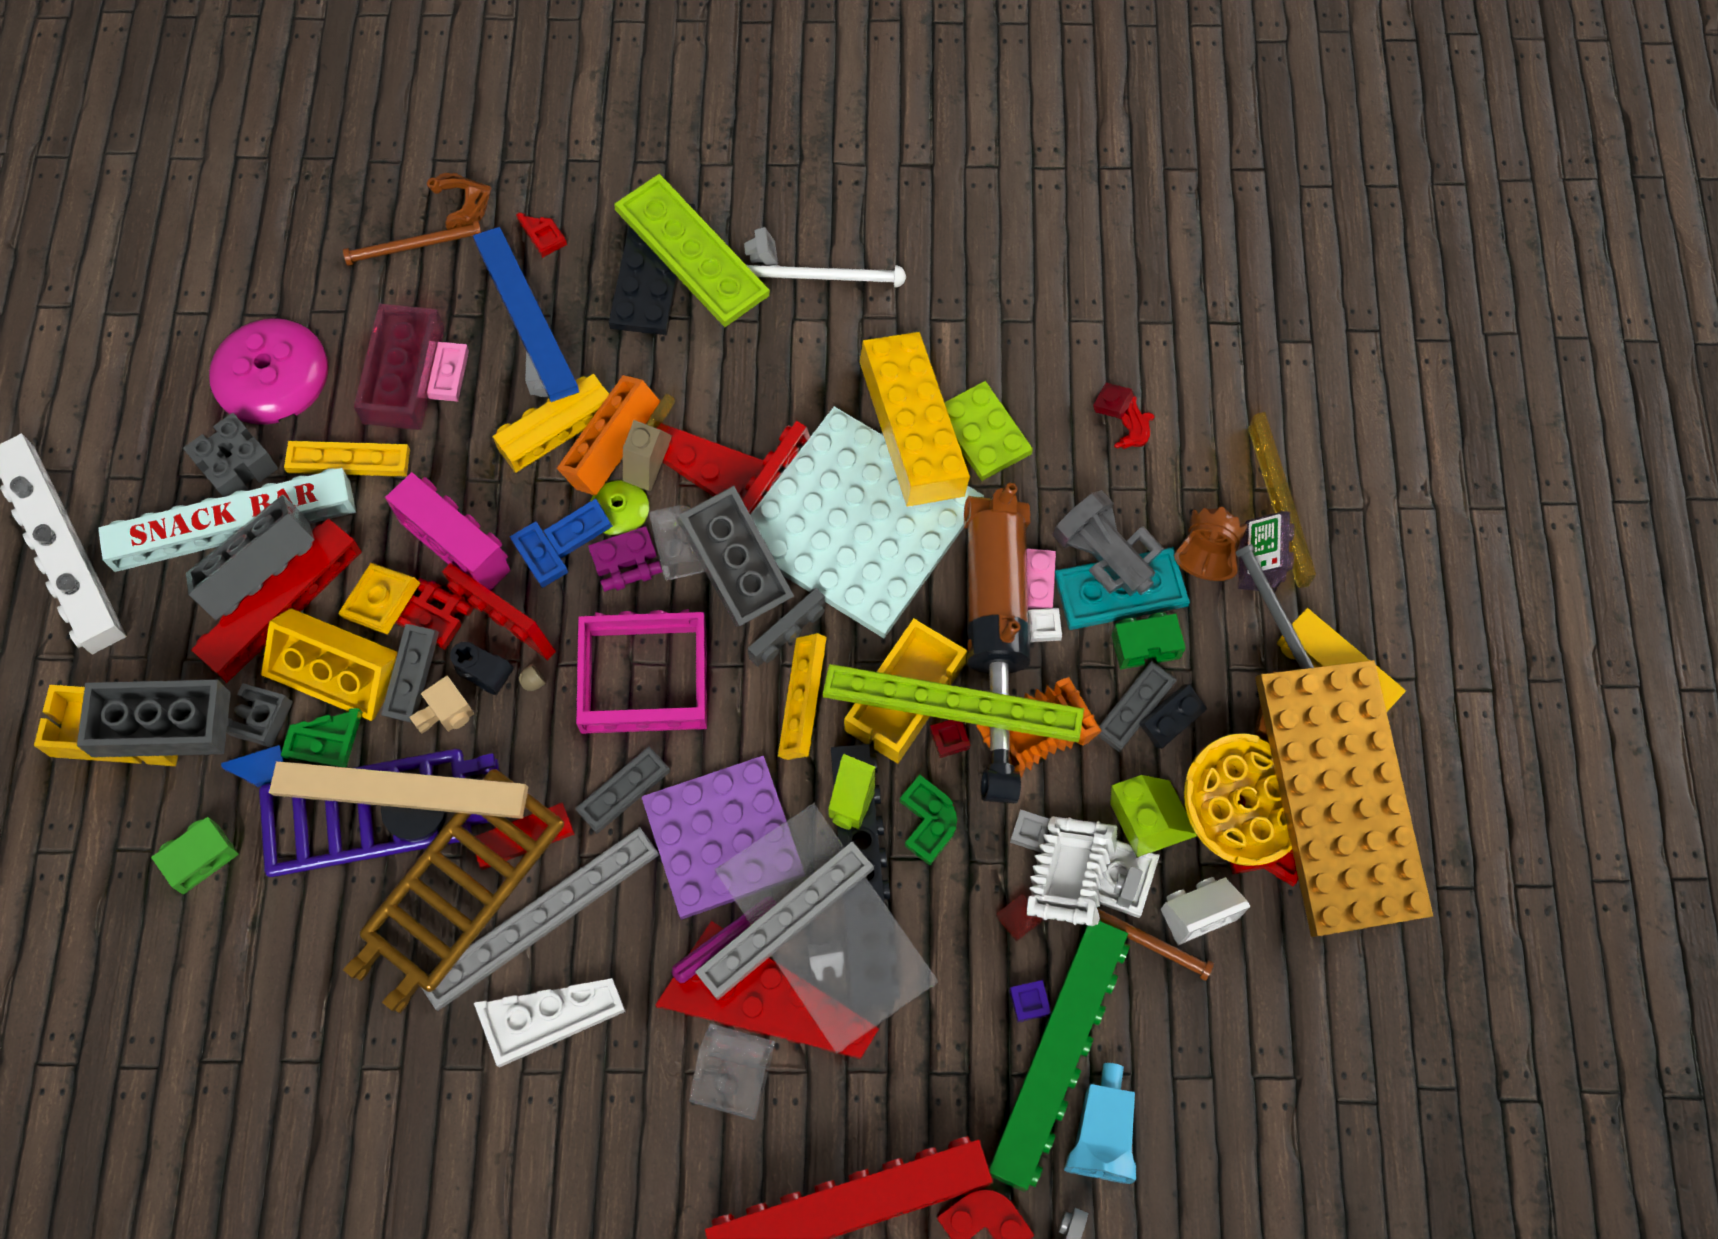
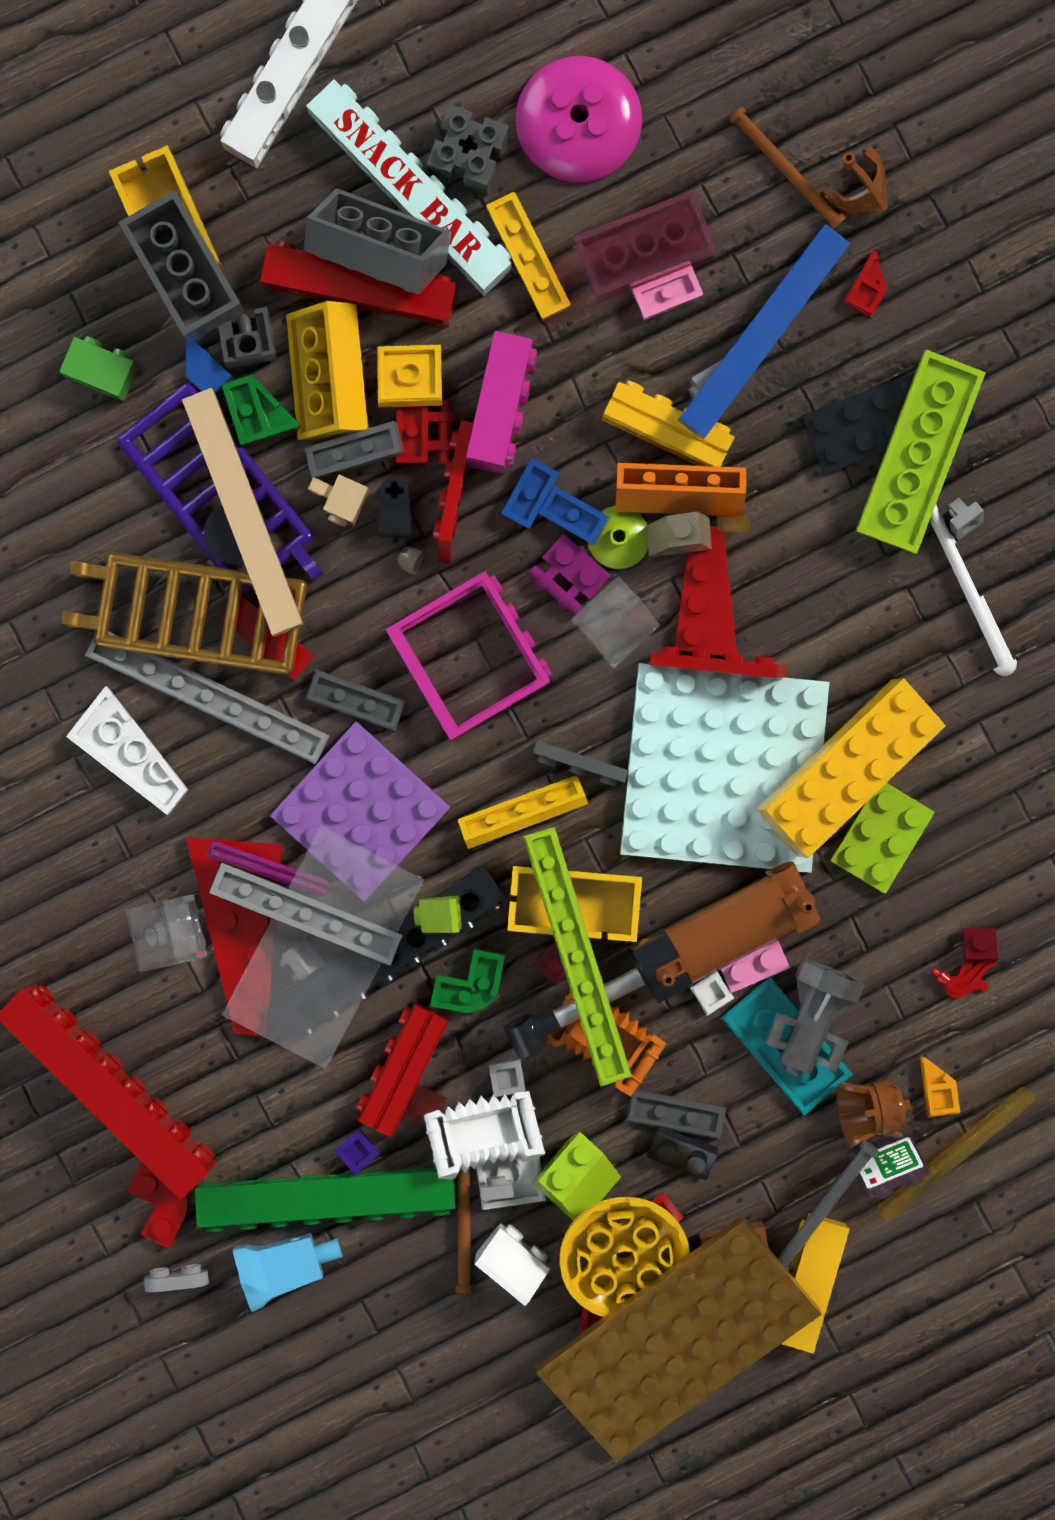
camera: 60 degrees right, 20 degrees up
(734, 556) = (614, 681): dark grey brick -> none
(975, 918) = (403, 1068): none -> red brick
(1148, 638) = (751, 1103): green brick -> none
(1219, 489) = (939, 1090): none -> light orange tile

